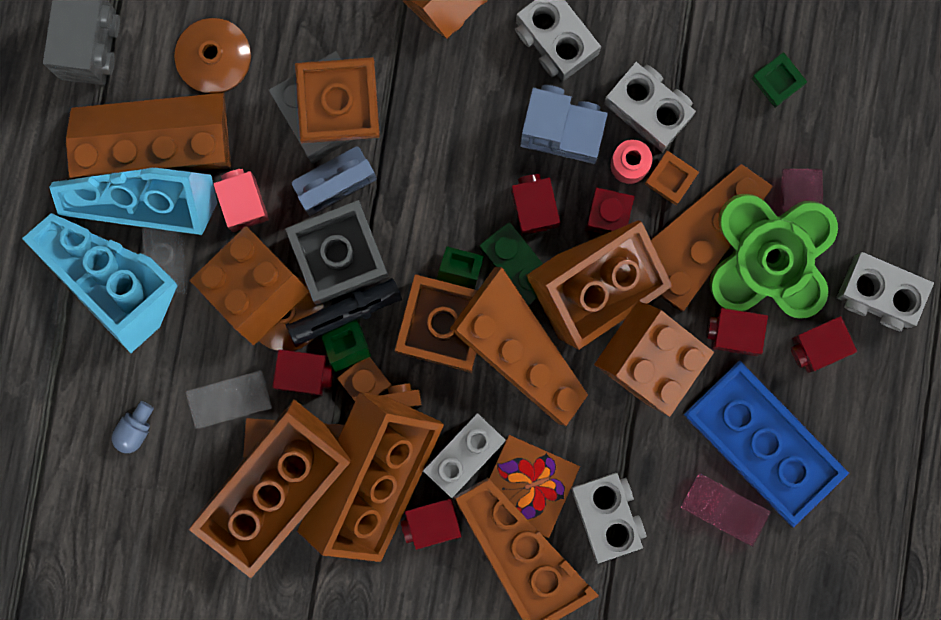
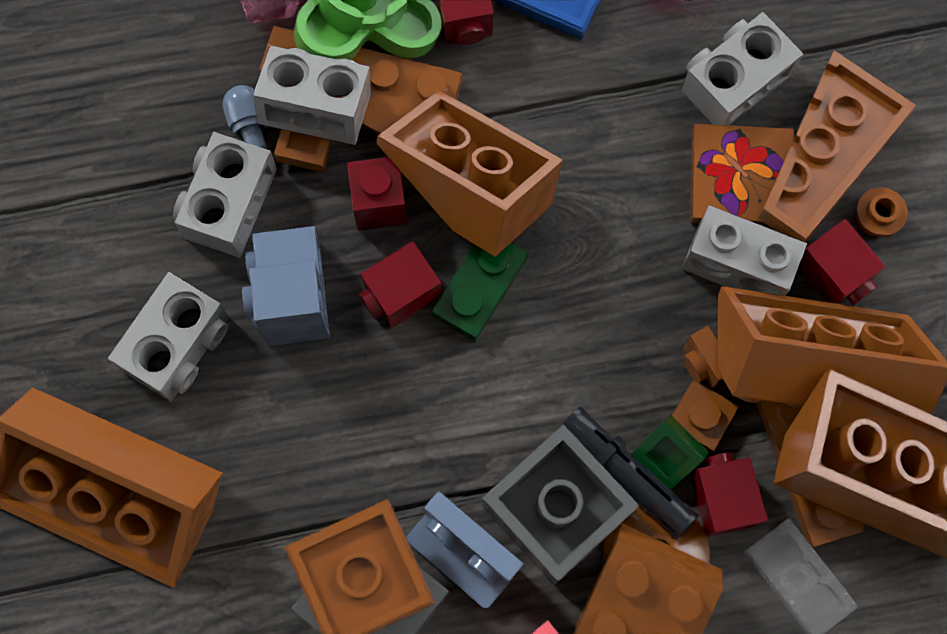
camera: 115 degrees left, 10 degrees down
(427, 324) = (595, 337): dark orange brick -> none
(460, 267) = (515, 348): dark green plate -> none
(471, 565) = (871, 221): none -> dark orange plate
(516, 345) = (587, 236): dark orange wing -> none
(628, 173) = (303, 188): coral brick -> none
(654, 358) = (535, 75): dark orange brick -> none
(690, 184) = (311, 103): none -> light grey brick
(707, 142) = (241, 115): none -> sand blue cylinder
(779, 80) = (140, 61): dark green plate -> none

